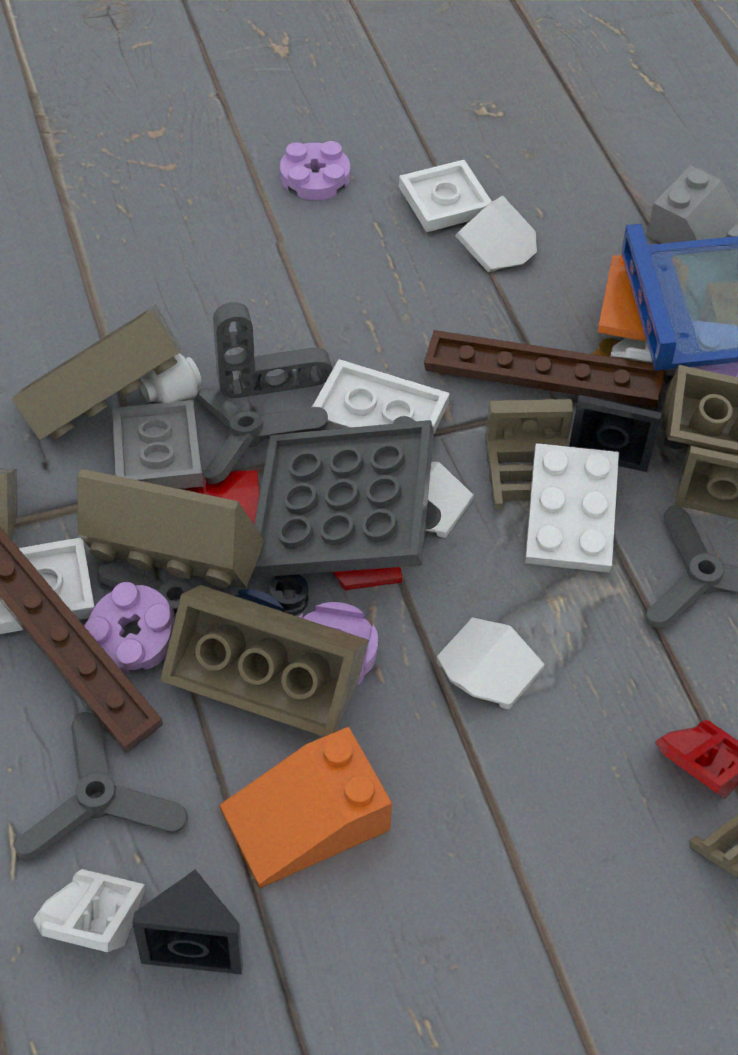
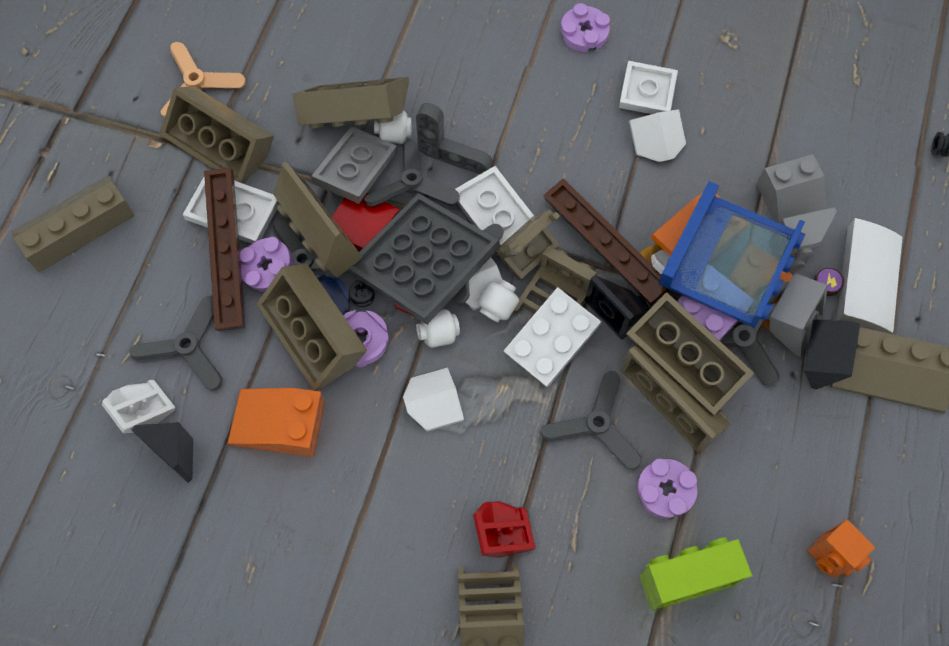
camera: 35 degrees right, 15 degrees up
(428, 582) = (440, 330): none -> white head
(459, 414) = (526, 246): none -> dark tan plate
(475, 501) = (498, 301): none -> white head

